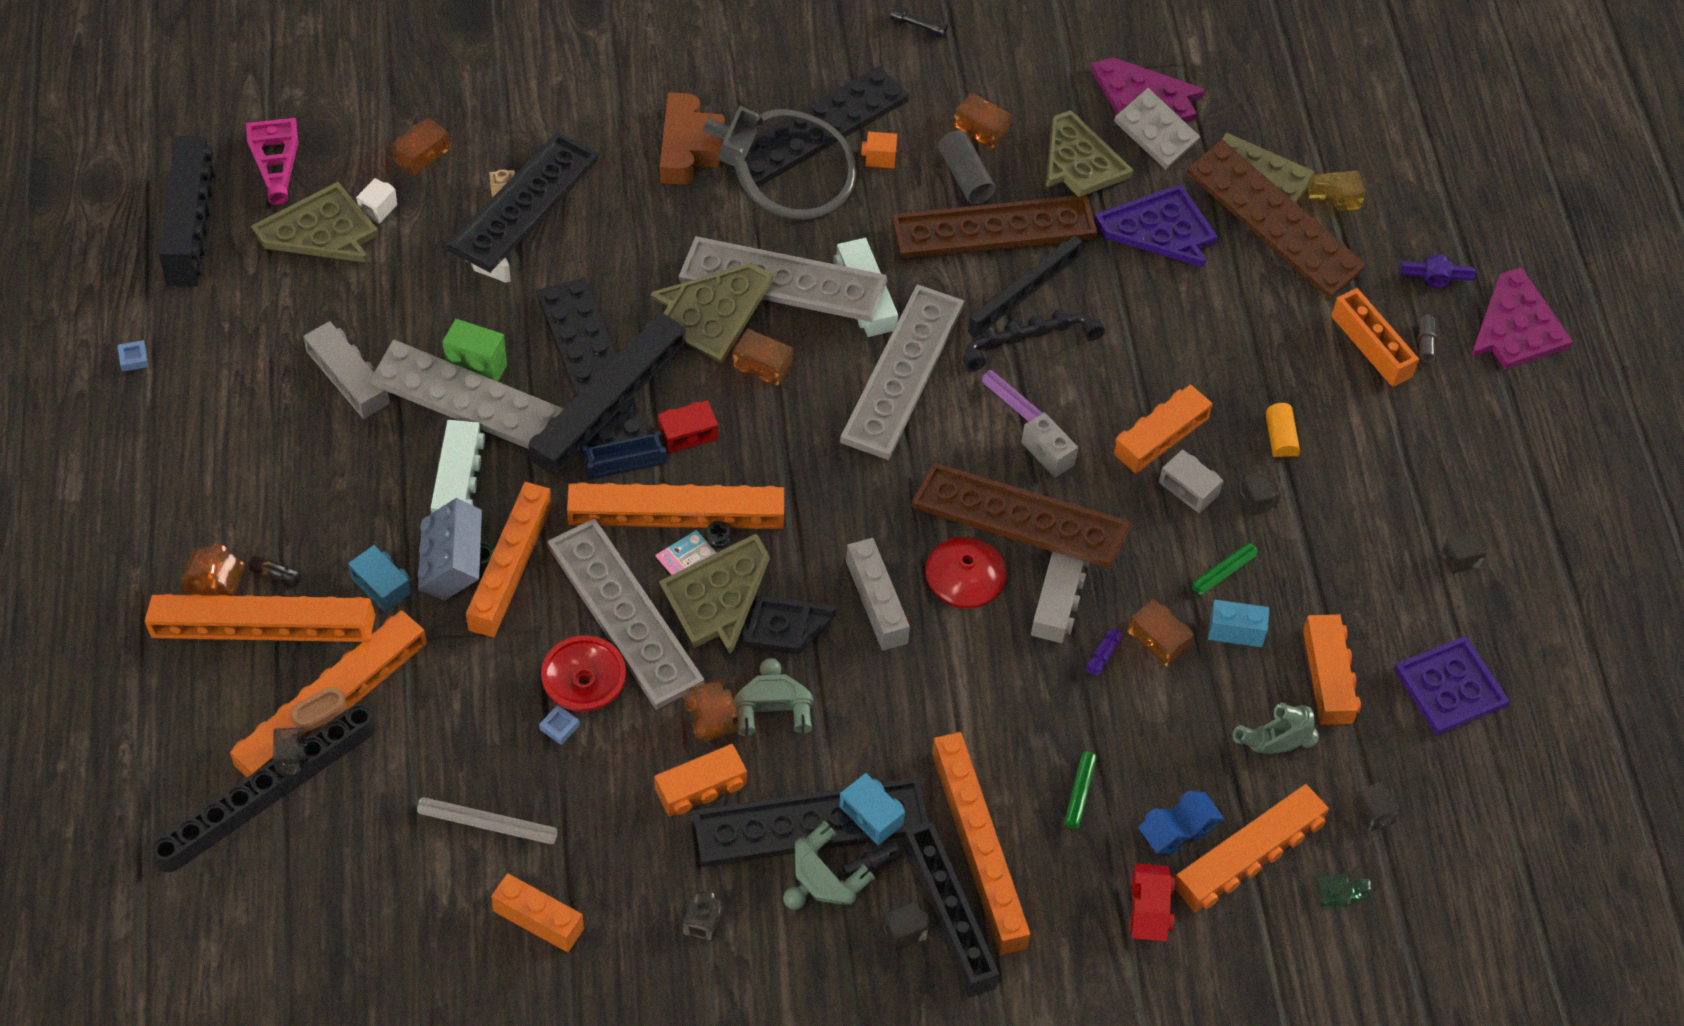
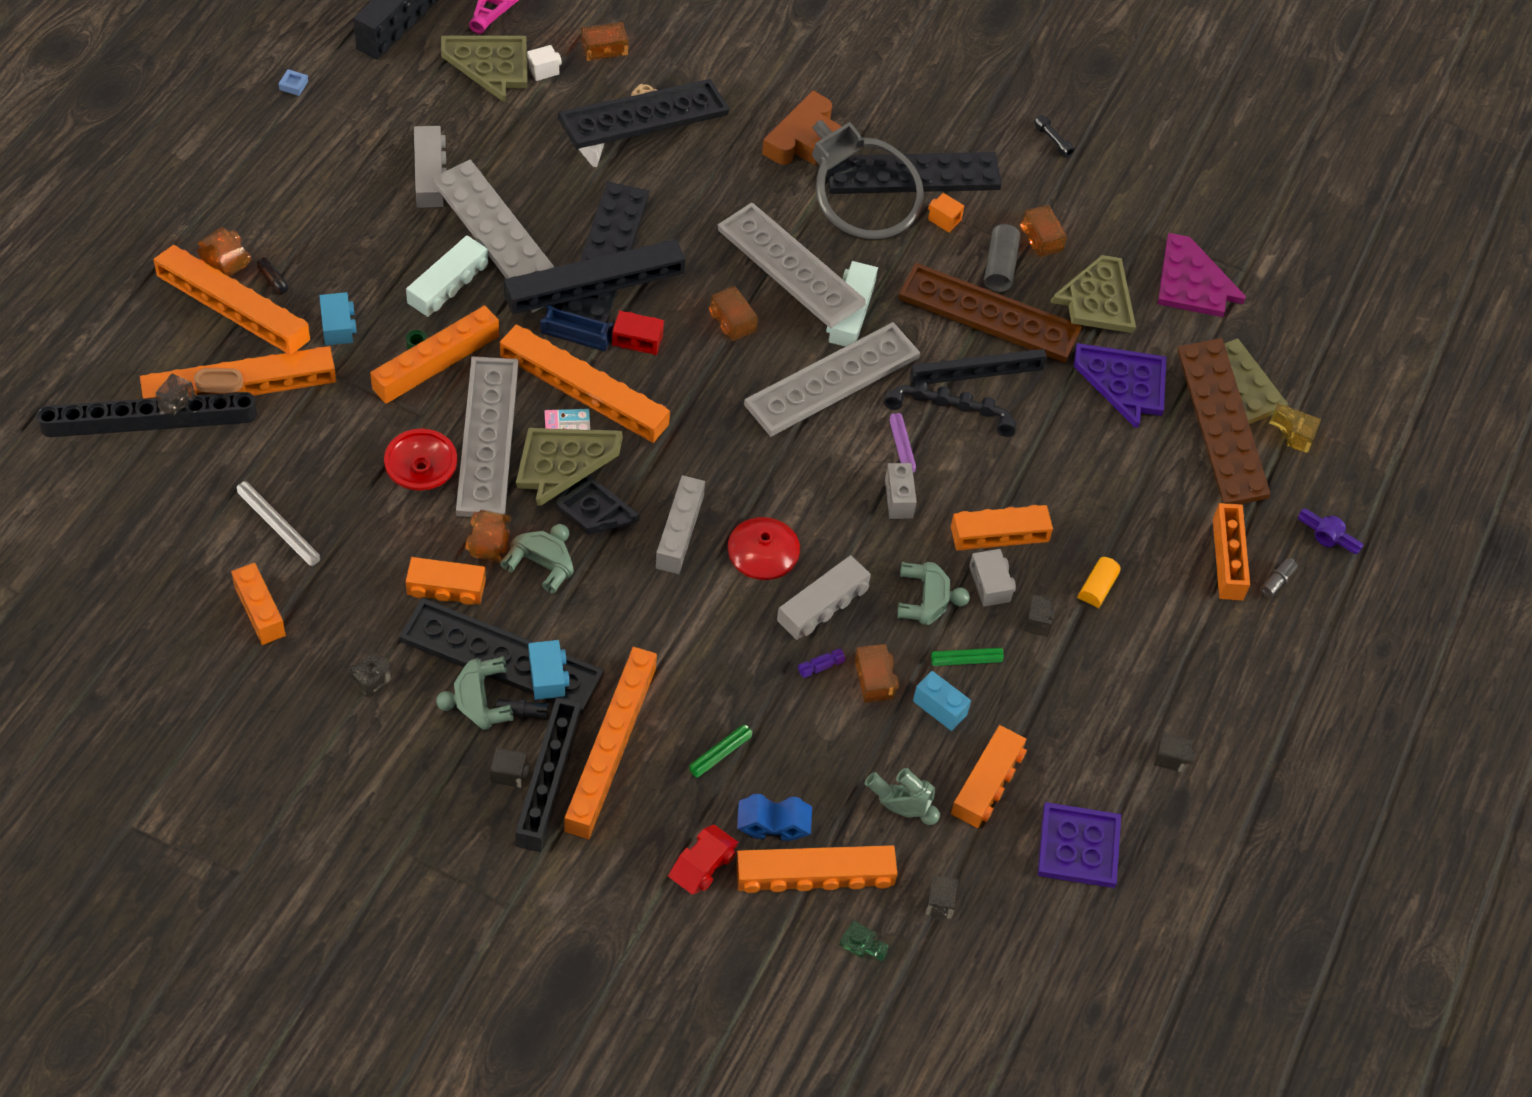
camera: 30 degrees right, 0 degrees up
(450, 549) = (394, 322): sand blue brick -> none
(476, 349) = (524, 198): bright green brick -> none
(559, 724) = (379, 486): medium blue plate -> none
(716, 307) = (724, 258): olive wing -> none
(724, 530) = (600, 413): black bush -> none
(1021, 515) = (833, 528): reddish brown plate -> none
(1154, 526) = (935, 593): none -> sand green connector
(1156, 128) = (1180, 306): light grey plate -> none
(1519, 323) = (1369, 608): magenta wing -> none

